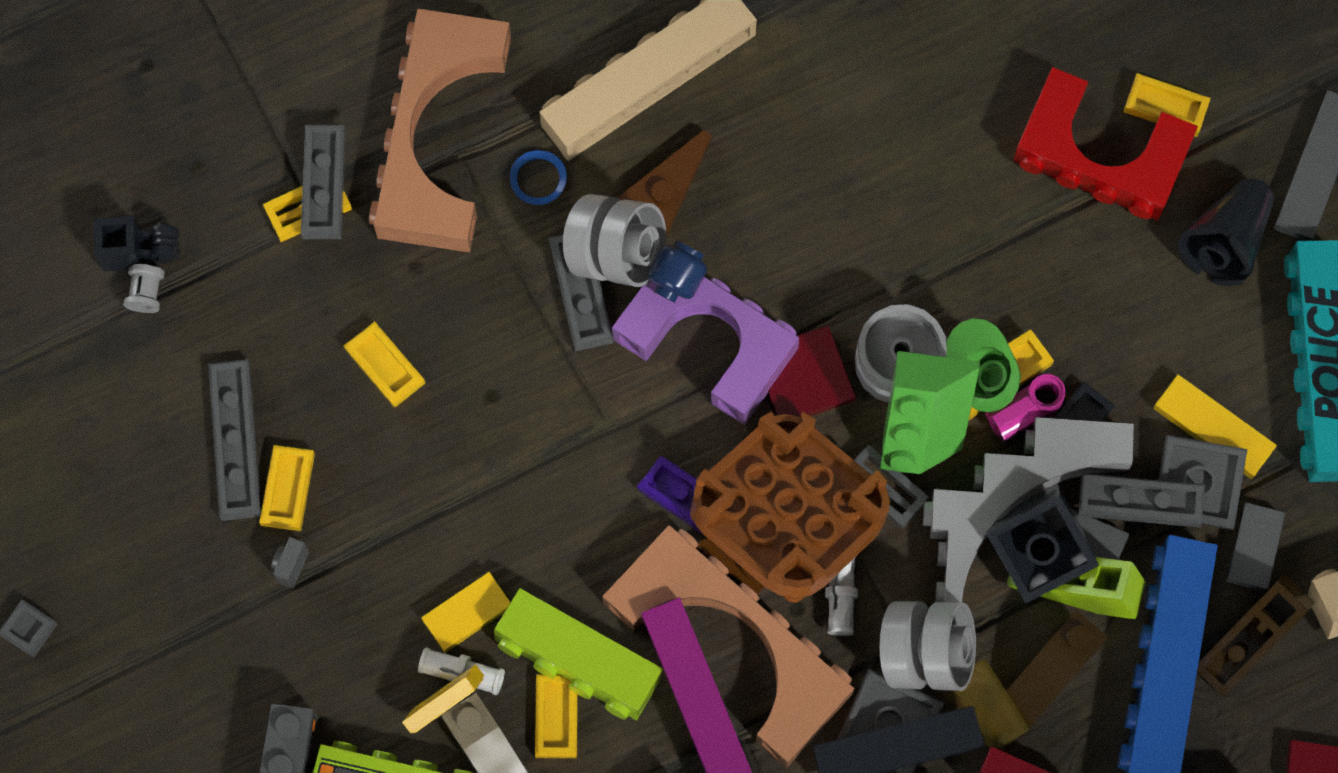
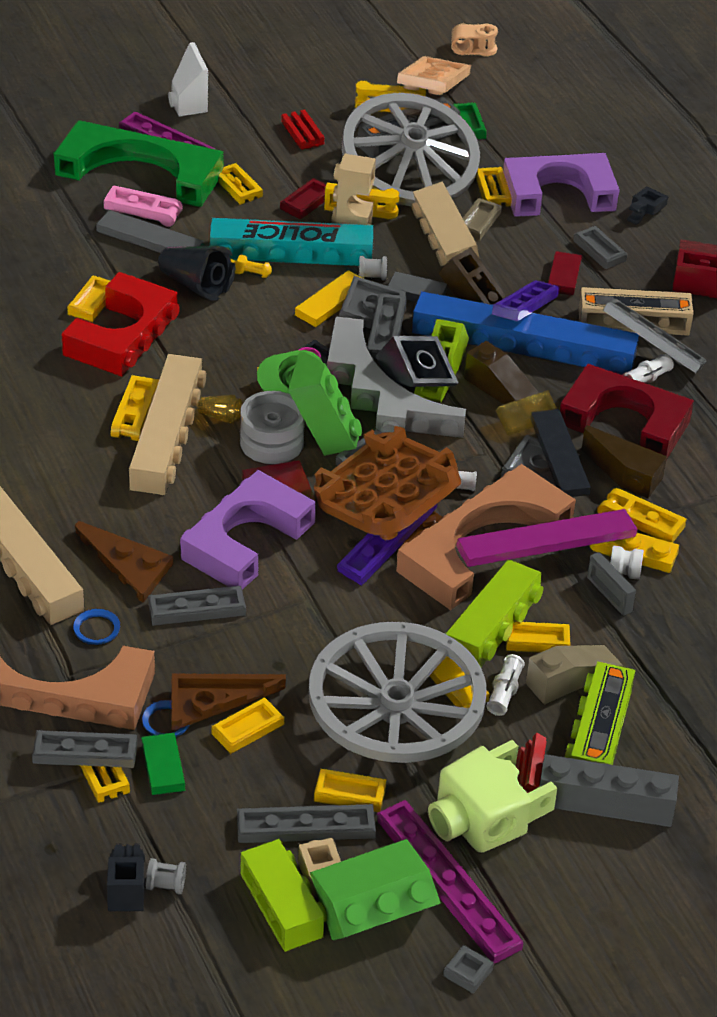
camera: 90 degrees left, 30 degrees down
(107, 513) = (374, 889): none -> bright green slope
(117, 416) = (283, 894): none -> lime brick
(147, 446) = (315, 856): none -> tan brick
(154, 605) = (453, 884): none -> magenta tile
(246, 635) = (485, 800): none -> yellowish green piece
(289, 562) = (417, 781): dark grey plate -> none
(316, 696) = (530, 763): none -> red tile
(318, 273) = (163, 763): none -> green tile
(388, 248) = (166, 704): none -> blue piece
(394, 437) = (396, 699): none -> light grey wheel
(422, 311) = (206, 695): none -> reddish brown wing
(443, 699) = (532, 683): yellow tile -> none
(613, 239) = (172, 552): light grey wheel -> none
(677, 271) = (202, 520): dark blue head -> none
(906, 222) = (167, 424): none -> tan brick
(928, 645) = (493, 420): light grey wheel -> none
(936, 181) = (134, 407): none -> yellow plate
(948, 290) = (224, 407): none -> clear yellow cone
(1221, 699) = (525, 300): none -> dark purple tile
(1268, 292) = (243, 264): none -> yellow sword
(1285, 479) = (373, 268): none -> light grey bush

